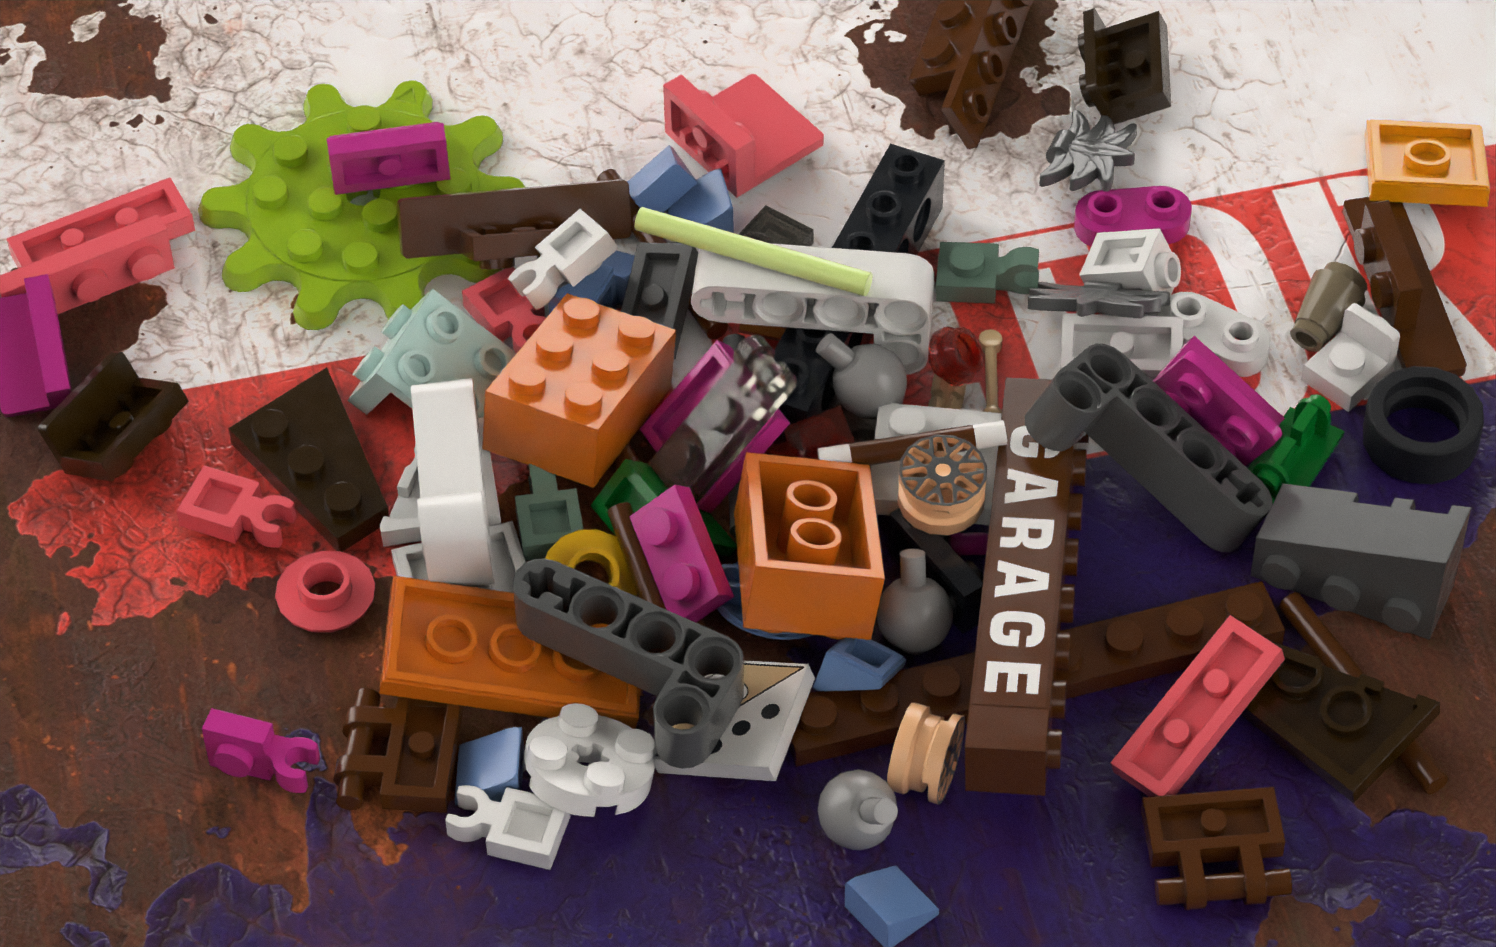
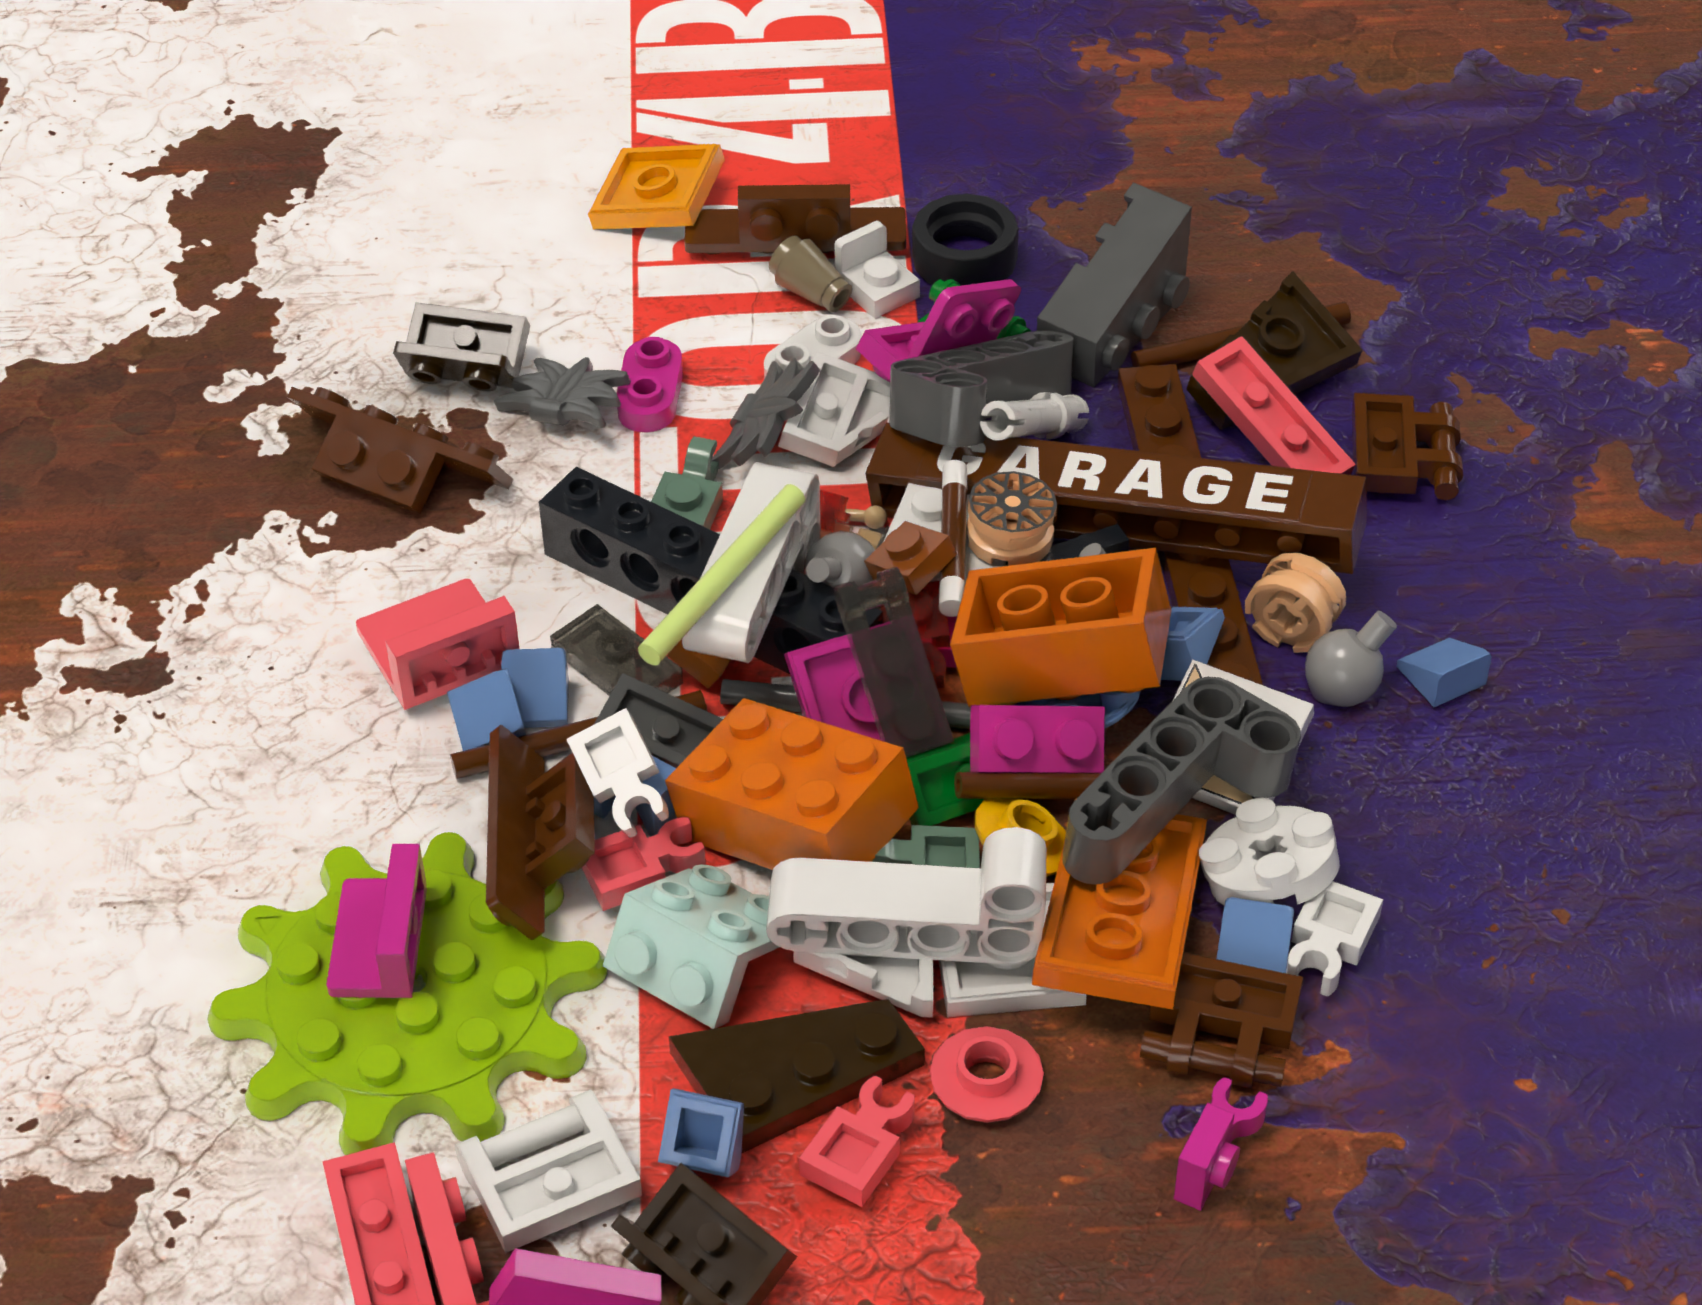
camera: 80 degrees left, 5 degrees down
(174, 327) = (555, 1185): none -> white plate
(211, 399) = (702, 1133): none -> medium blue slope
(864, 411) = (916, 553): none -> dark orange plate
(1107, 487) = (1040, 416): none -> white pin
(1134, 260) = (719, 385): white bracket -> none

